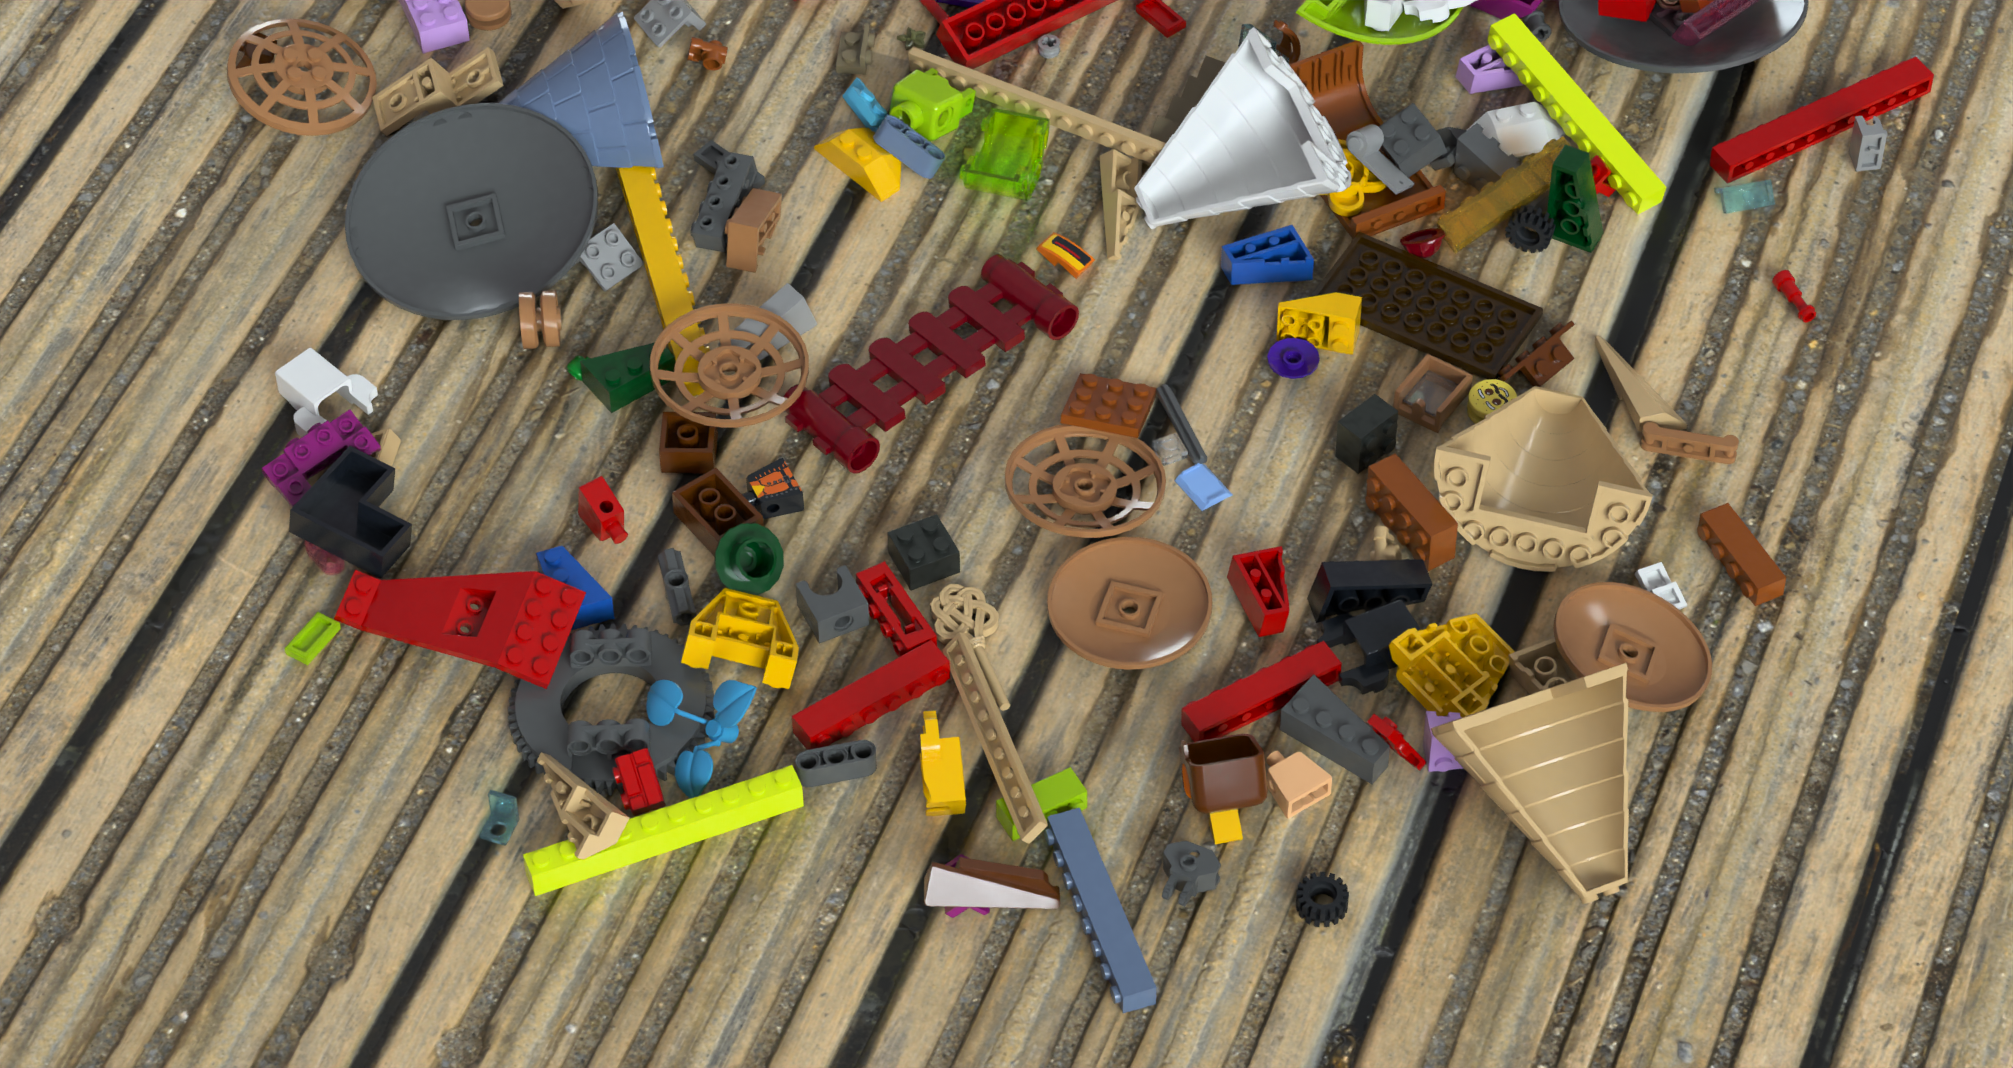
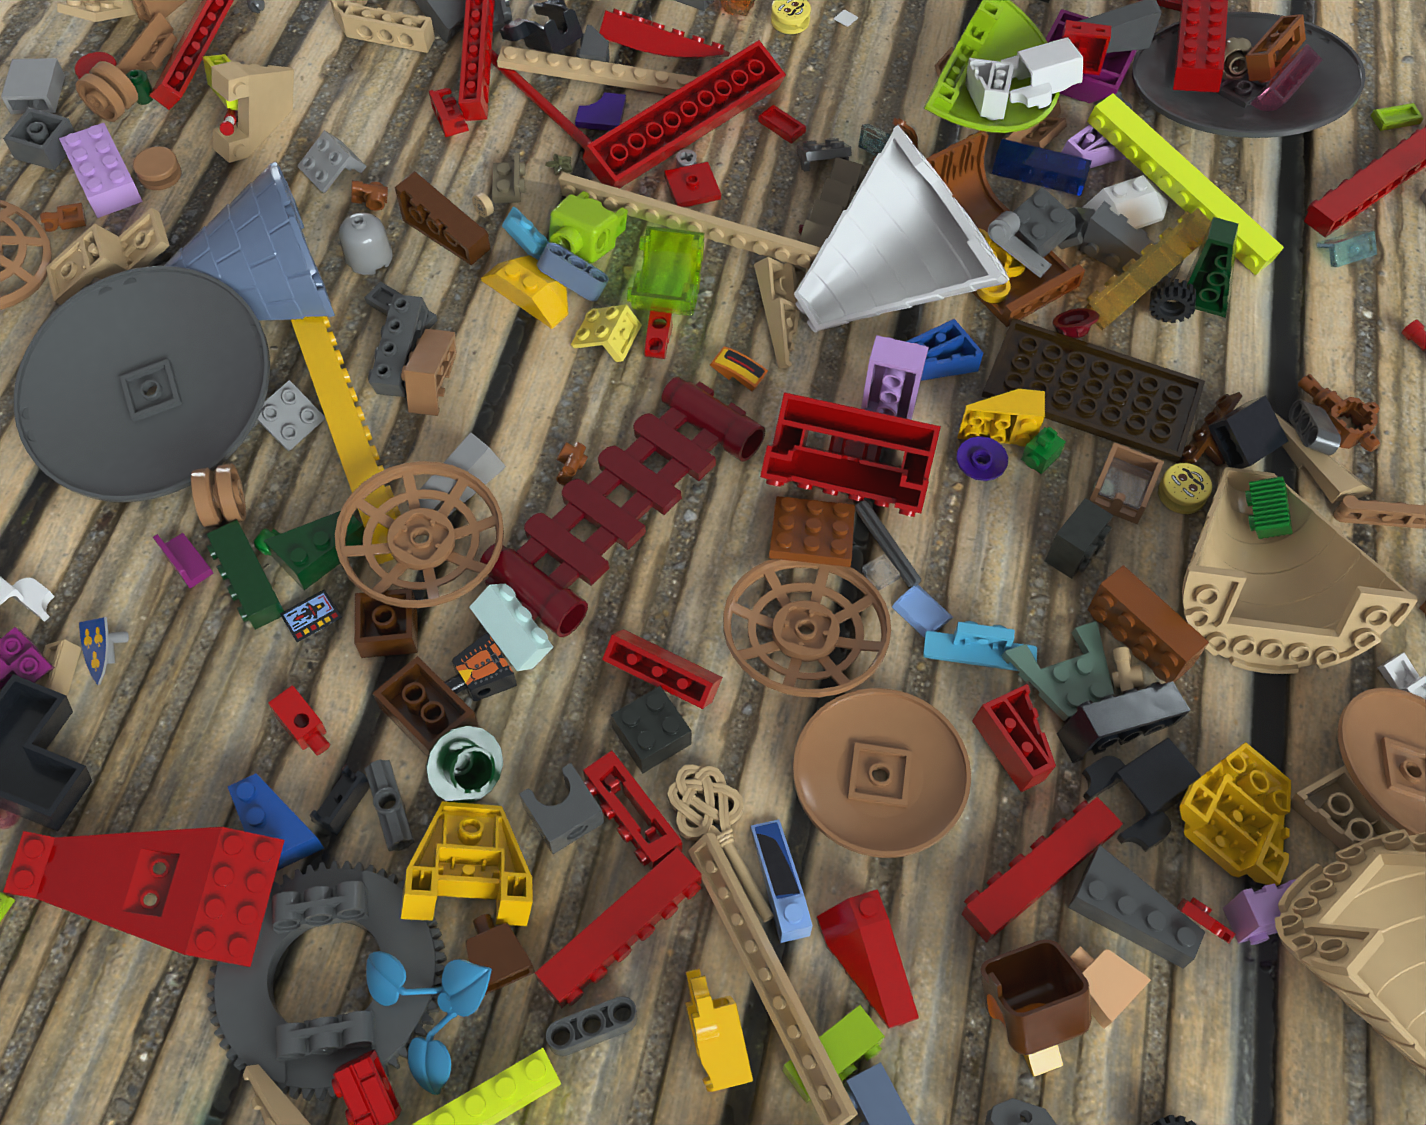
camera: 10 degrees left, 10 degrees up
(395, 49) = (66, 217): none -> dark orange plate
(418, 435) = (99, 646): none -> shield
(500, 374) = (185, 559): none -> magenta panel
(558, 392) = (245, 574): none -> dark green brick
(616, 433) = (310, 615): none -> piece
(635, 580) = (341, 801): none -> black hinge
(699, 101) = (365, 243): none -> light grey cylinder
(767, 710) = (498, 950): none -> reddish brown torso
(779, 84) = (440, 219): none -> reddish brown wedge
(805, 455) = (511, 626): none -> light aqua brick
(825, 73) = (483, 204): none -> tan tile
(883, 321) = (573, 459): none -> dark orange plate
(940, 501) = (662, 668): none -> red brick
(941, 204) = (608, 326): none -> light yellow bracket
(988, 215) = (658, 335): none -> red leg
(1022, 682) = (781, 882): none -> slope
(1051, 72) = (692, 185): none -> red plate
(1086, 733) = (866, 948): none -> red wedge
(1168, 339) = (853, 453): none -> red wedge
(1196, 48) = (820, 151): none -> dark grey piece
(1210, 278) = (894, 377): none -> lavender brick
(1250, 516) = (973, 645): none -> medium azure bracket
(1336, 548) = (1071, 681): none -> sand green wing
(1357, 356) = (1043, 450): none -> green brick
(1430, 84) = (1041, 167): none -> clear blue brick
(1438, 48) = (1041, 133): none -> medium nougat bracket
(1564, 424) = (1269, 507): none -> green brick
(1566, 357) = (1248, 433): none -> black brick
(1637, 358) = (1314, 427): none -> dark grey beam
(1670, 346) = (1362, 414): none -> dark orange piece
(1853, 64) = (1397, 117): none -> lime tile

